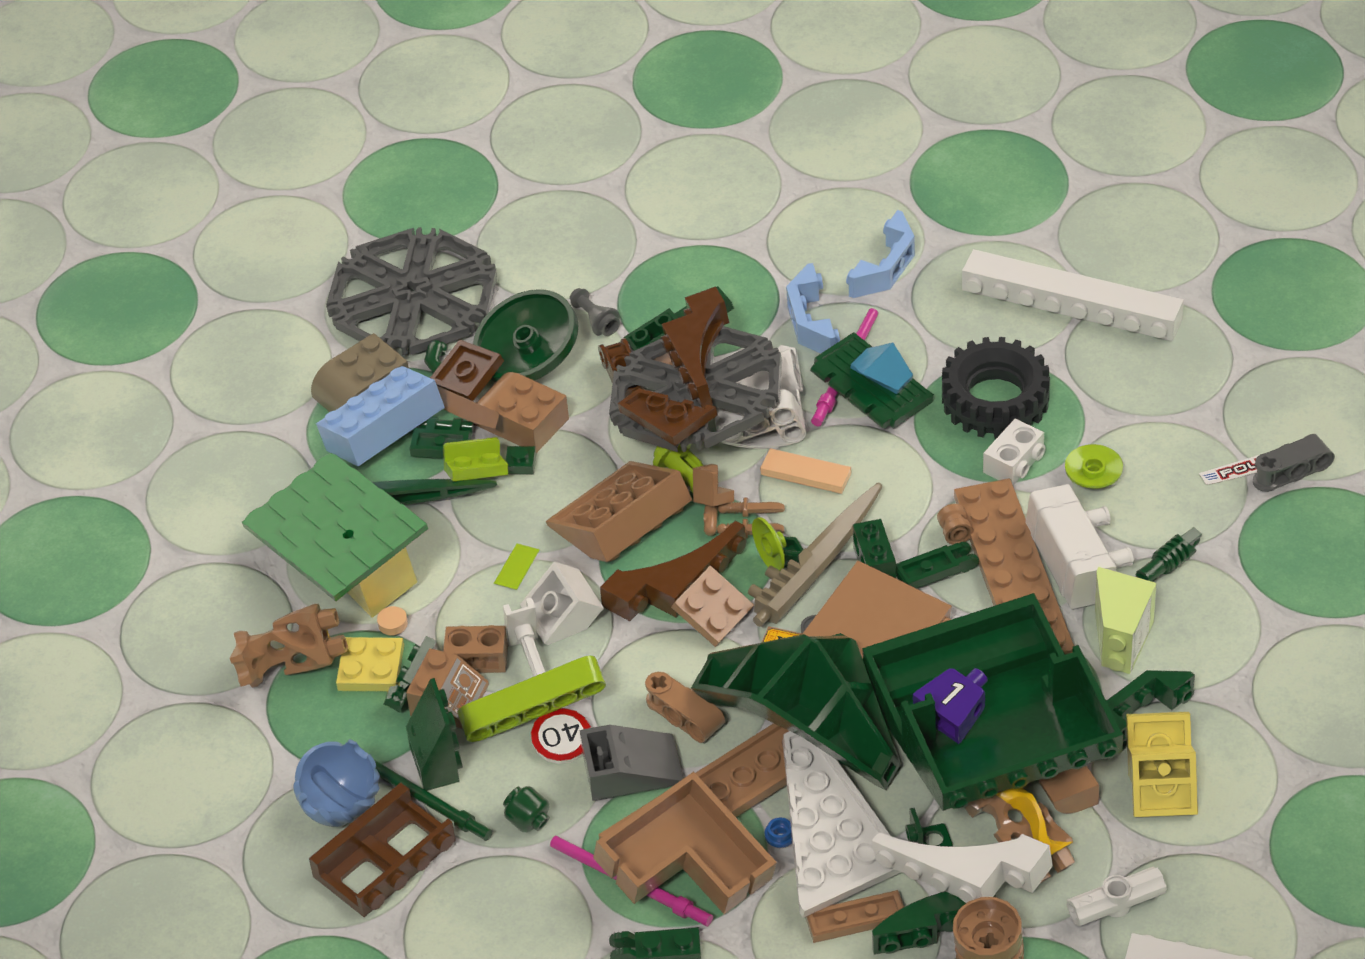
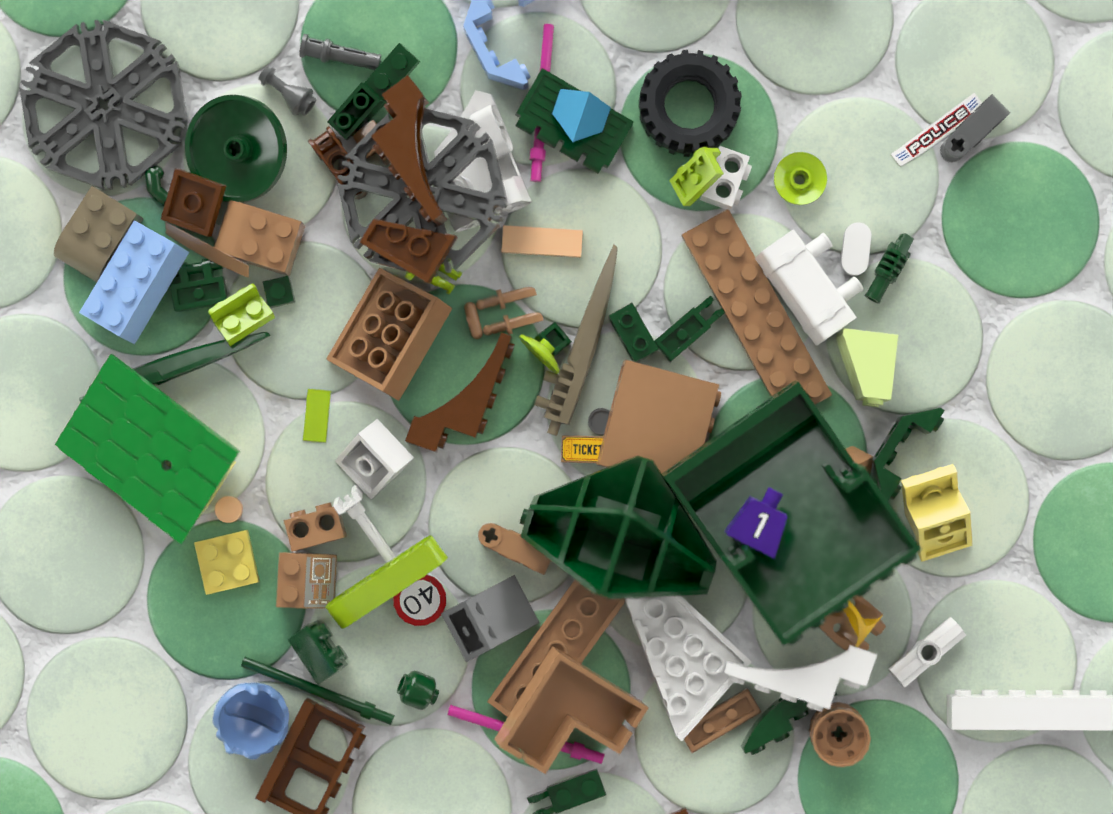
camera: 15 degrees left, 40 degrees up
(256, 655) = (161, 568): medium nougat hips -> none
(397, 694) = (268, 574): hinge -> none
(646, 290) = (328, 51): none -> dark grey pin
(706, 487) = (465, 295): medium nougat panel -> none
(712, 606) = (508, 429): plate -> none
(775, 827) = (635, 645): blue plate -> none
(917, 834) = (749, 631): dark green bracket -> none
(954, 523) = (694, 278): medium nougat wheel -> none
(983, 431) = (697, 175): none -> lime bracket
(1139, 535) = (855, 249): none -> white tile

